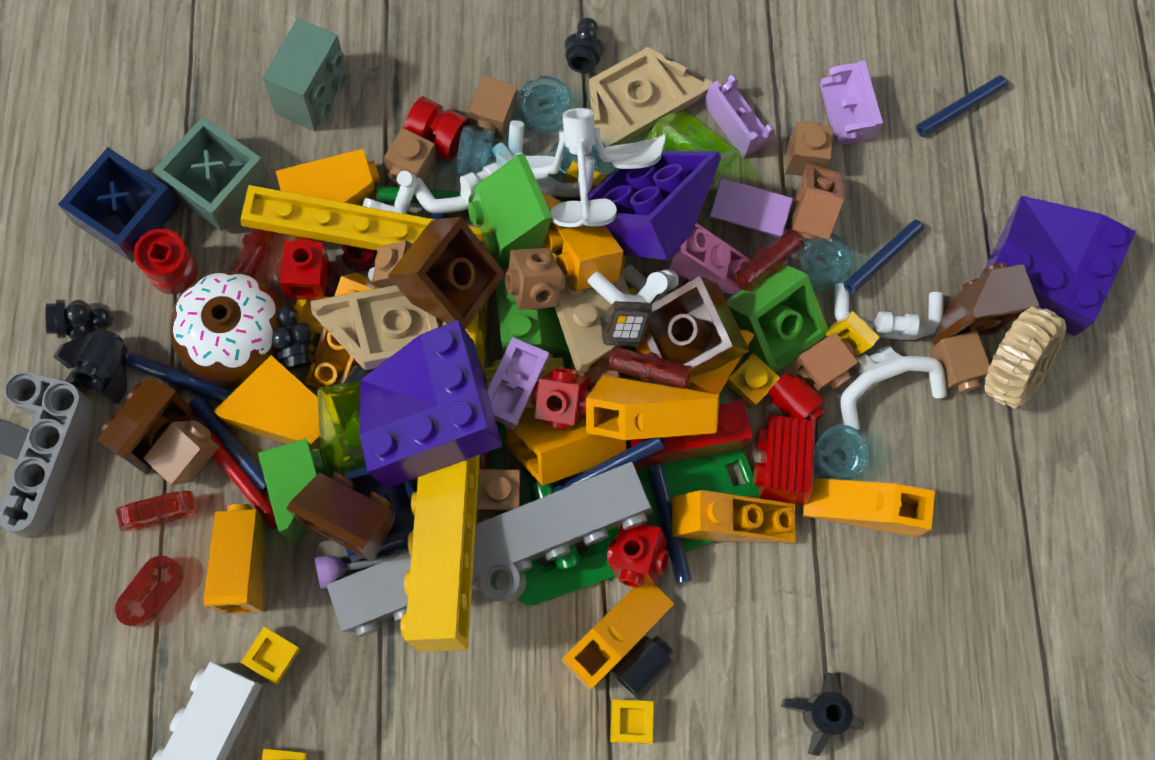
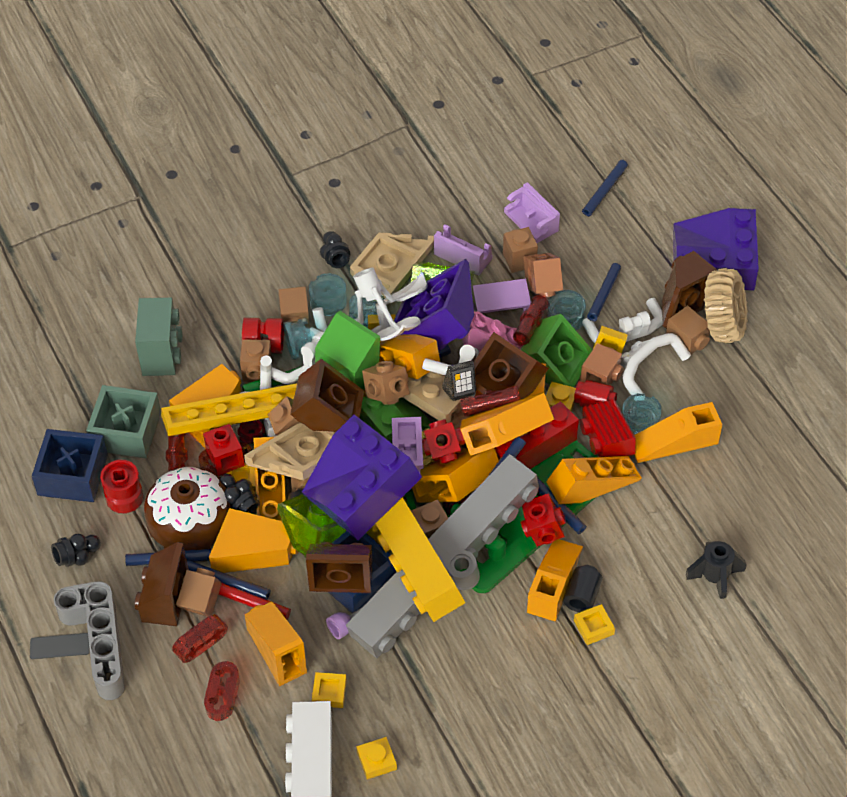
camera: 15 degrees left, 20 degrees down
(96, 362) = (108, 565): black brick -> none
(286, 473) = (286, 575): bright green slope -> none

